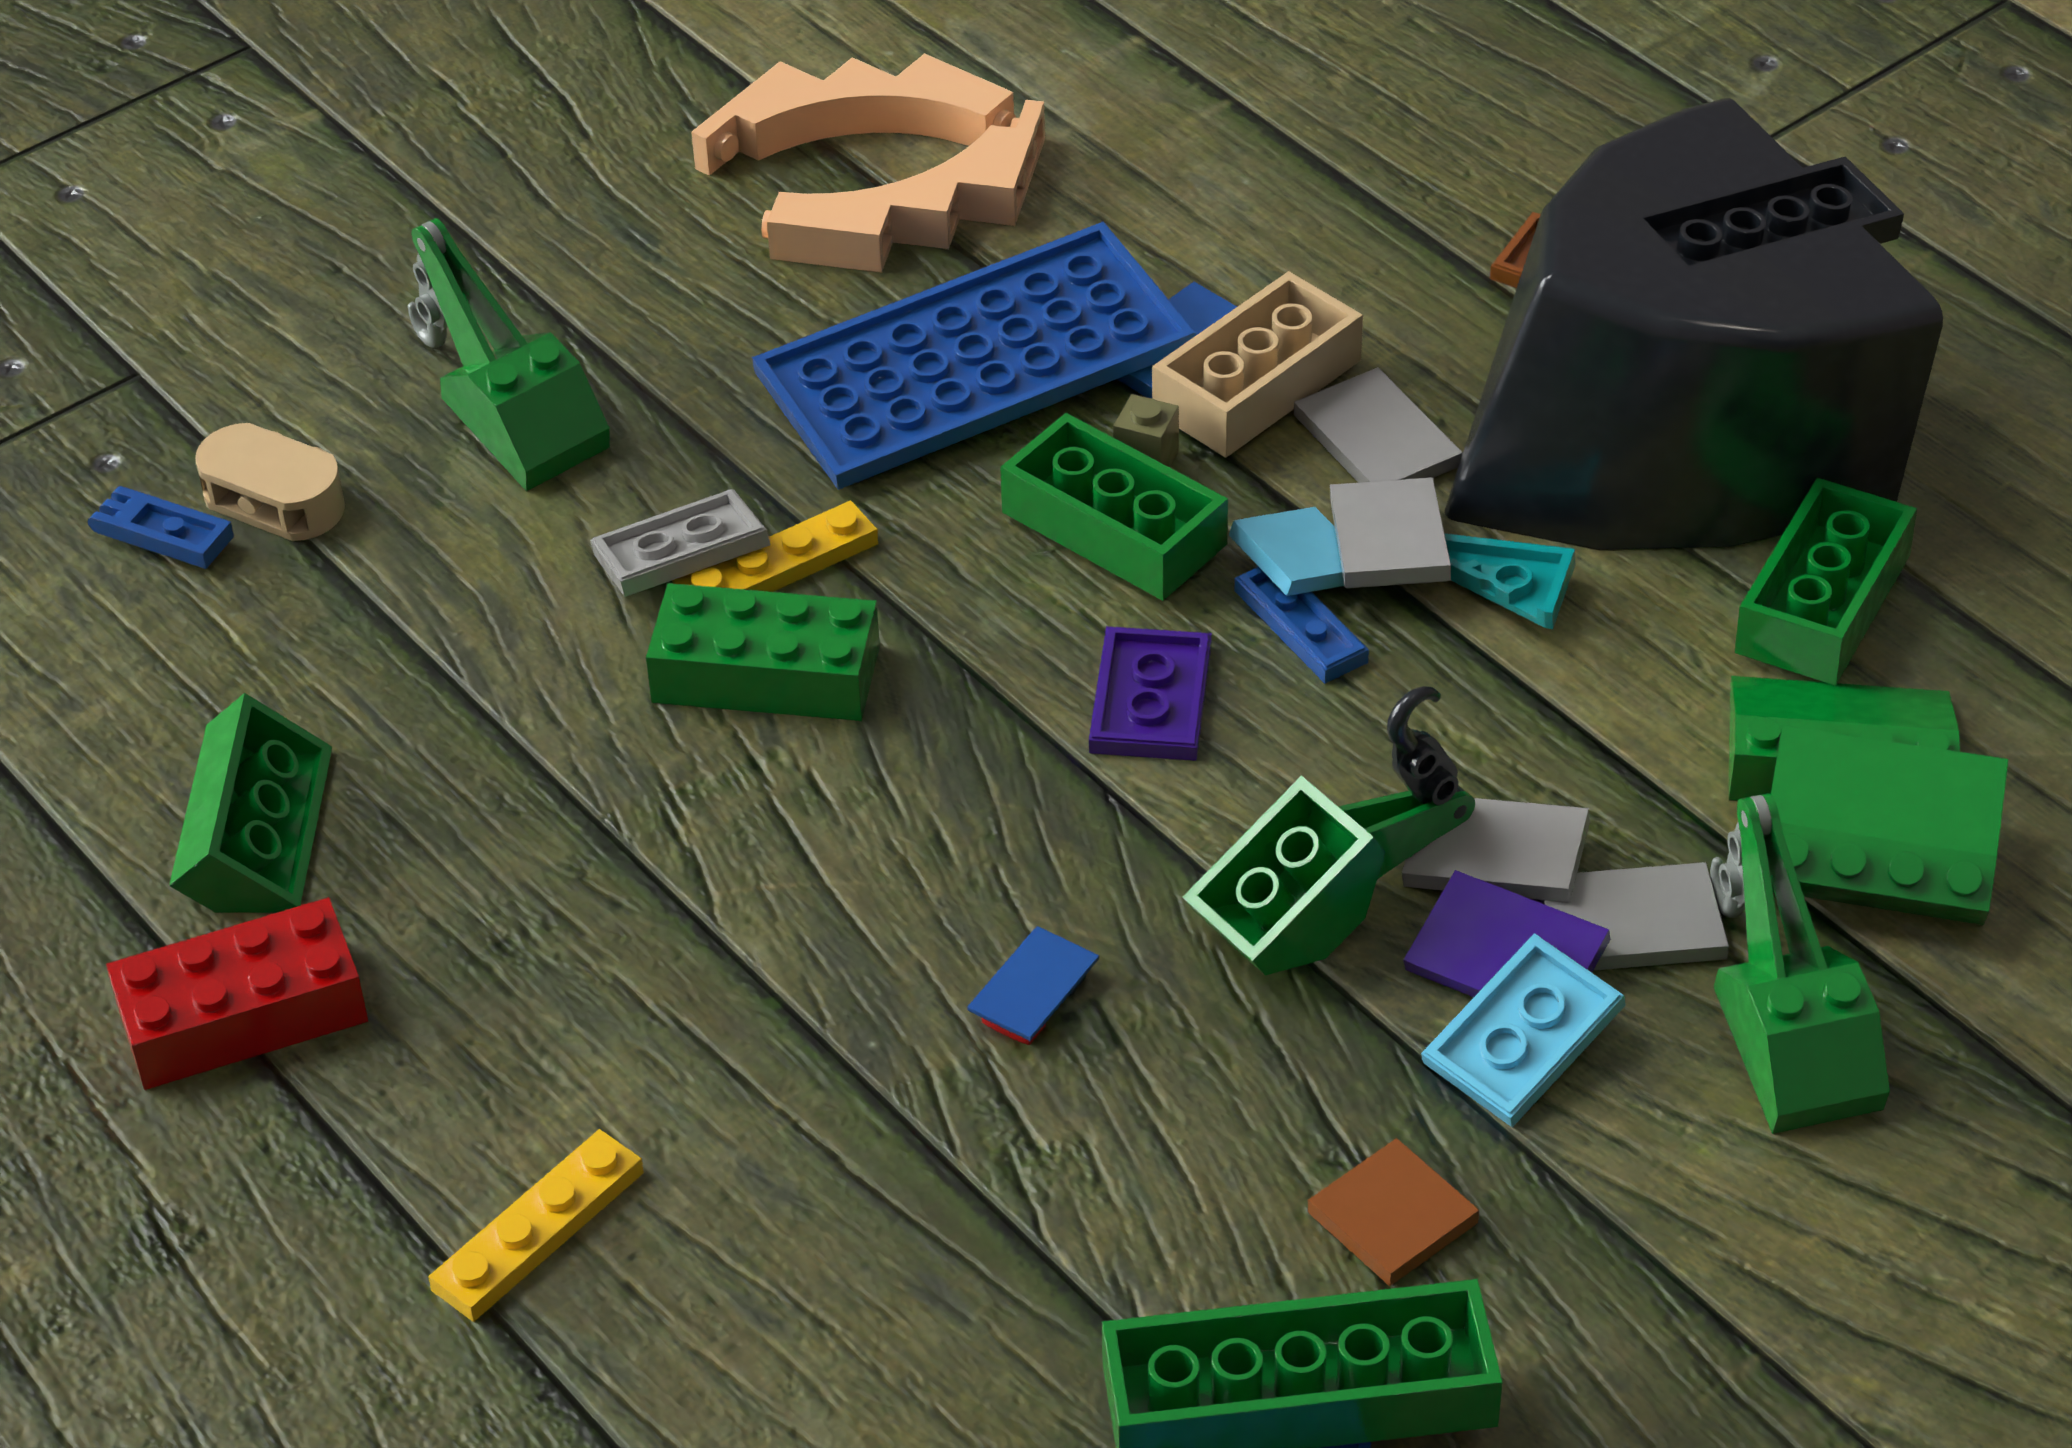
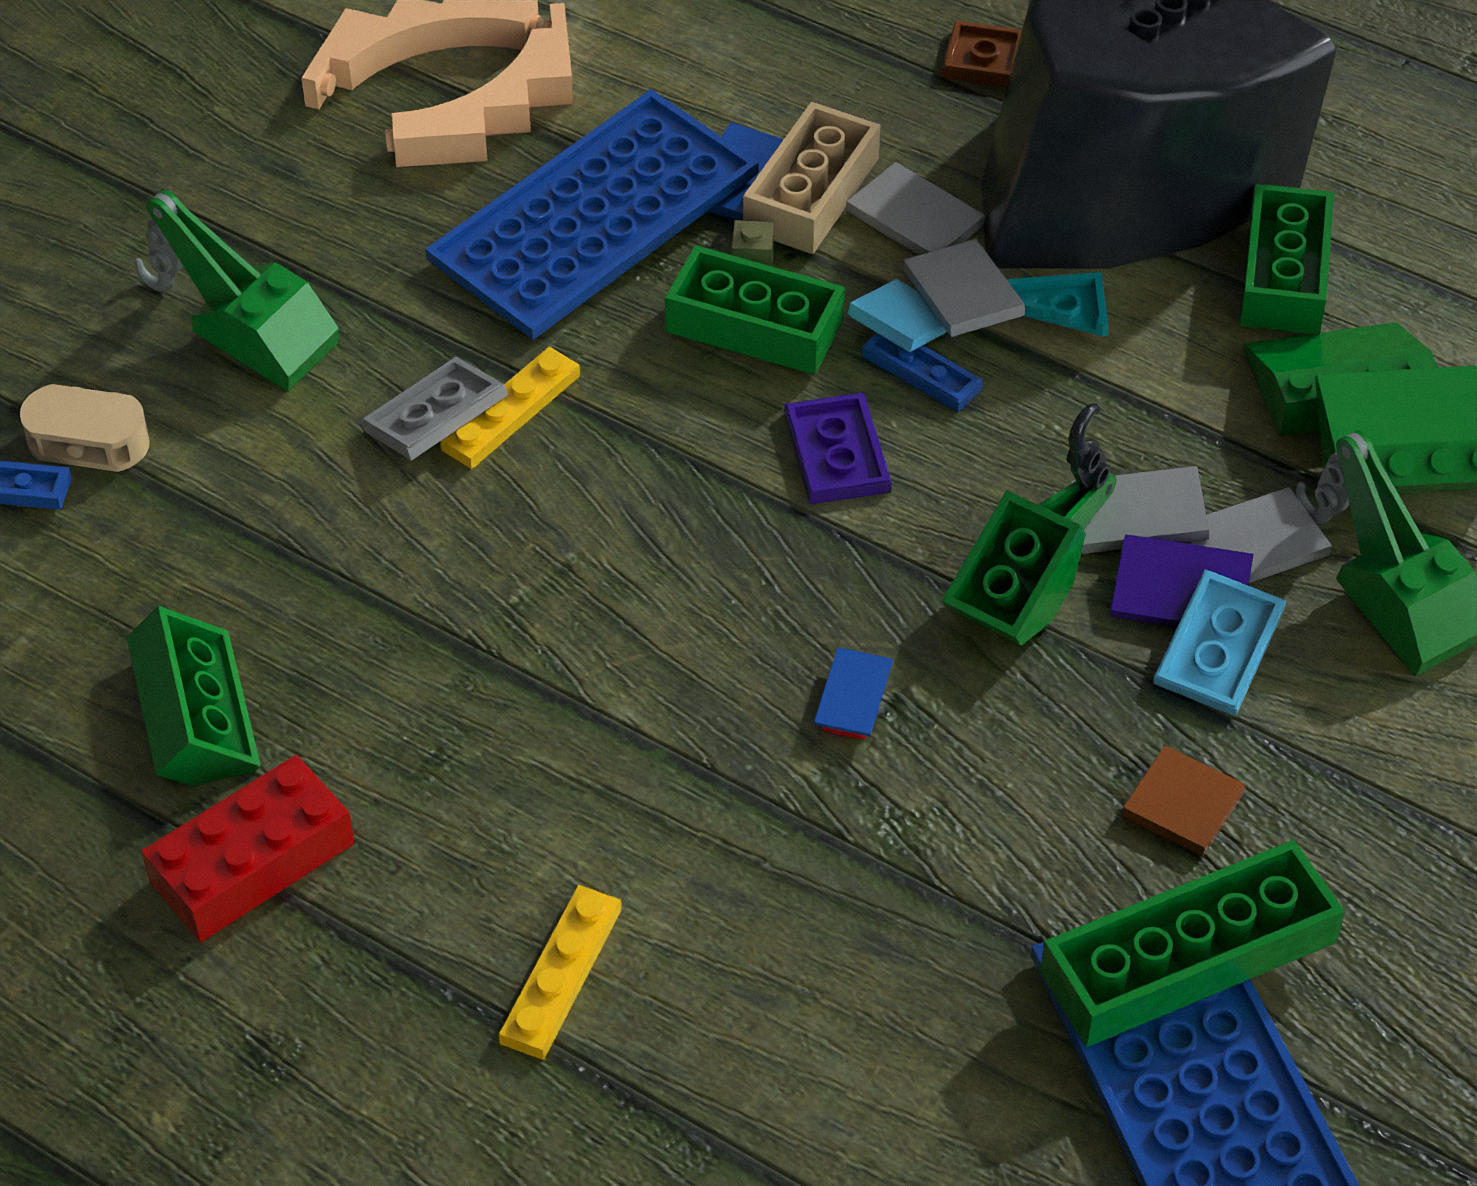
camera: 20 degrees left, 5 degrees up
(763, 651) = (539, 480): green brick -> none

